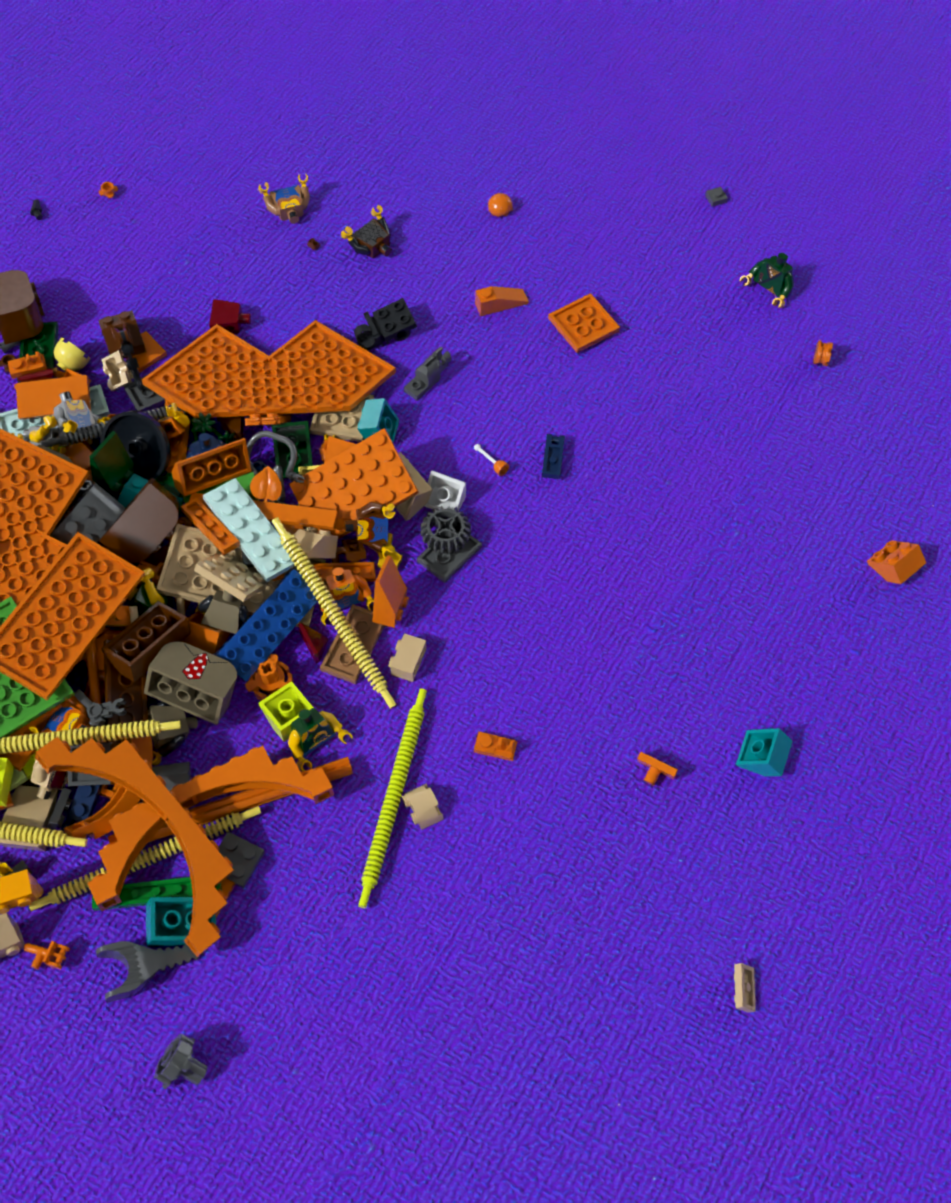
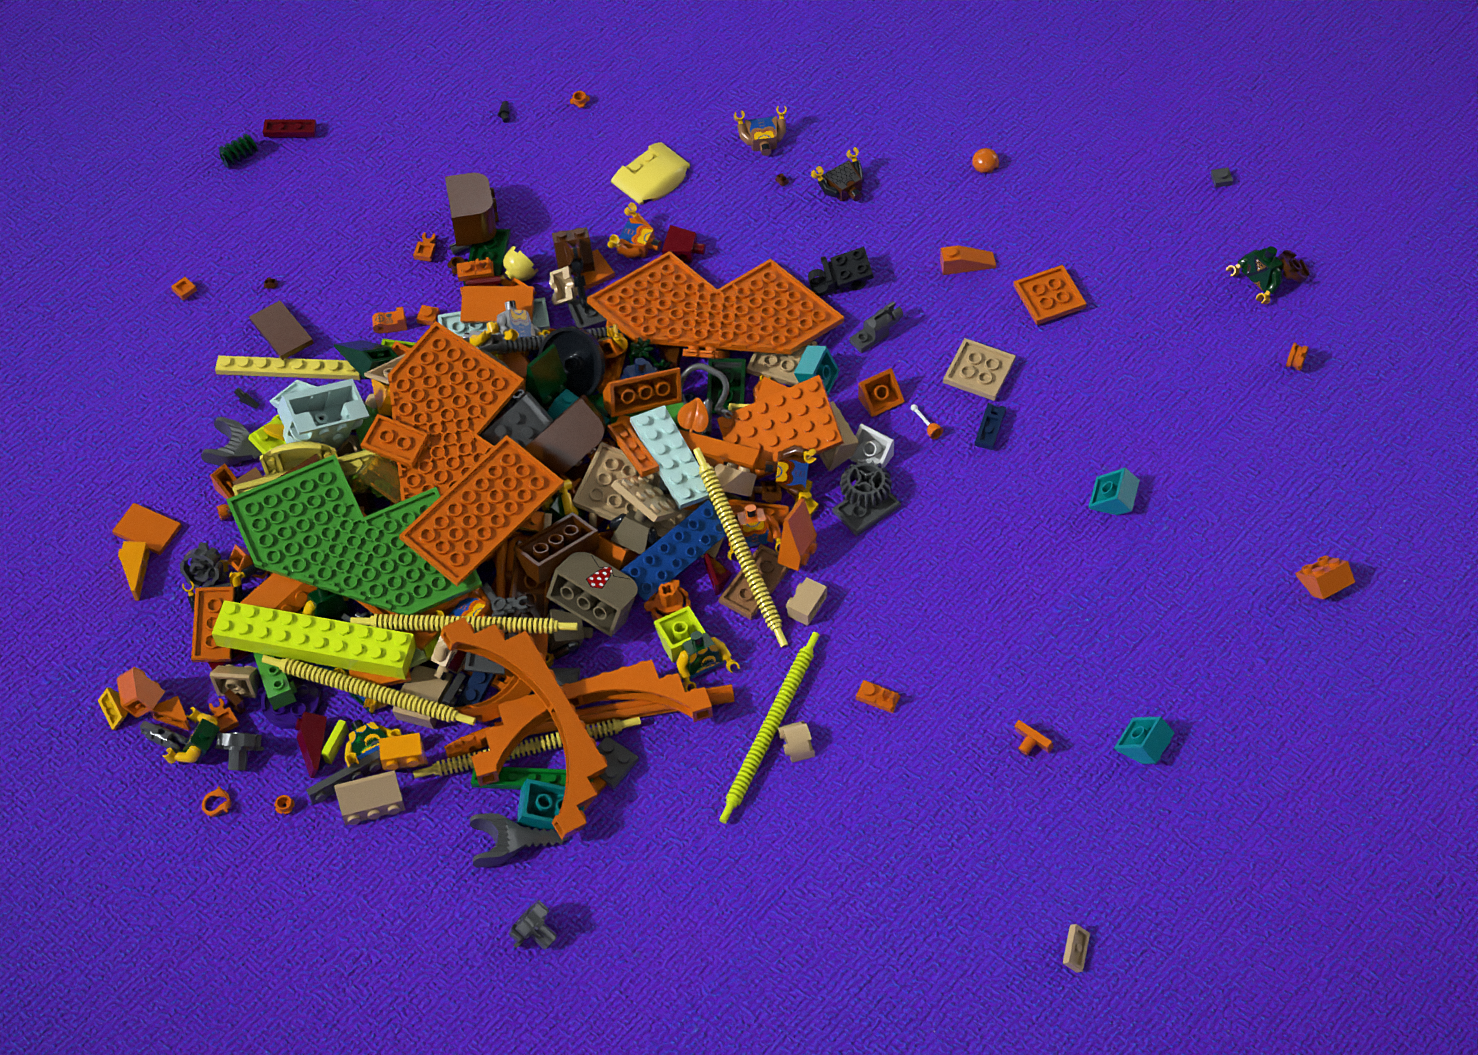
camera: 15 degrees right, 5 degrees down
(50, 956) = (429, 819): orange arm -> none
(82, 864) = (467, 744): none -> orange hinge
(181, 315) = (636, 236): none -> torso
(188, 253) = (651, 174): none -> light yellow slope
(442, 437) = (880, 392): none -> orange slope
(532, 402) = (979, 369): none -> tan plate
(683, 505) = (1114, 492): none -> teal slope
(801, 271) = (1292, 267): none -> reddish brown plate

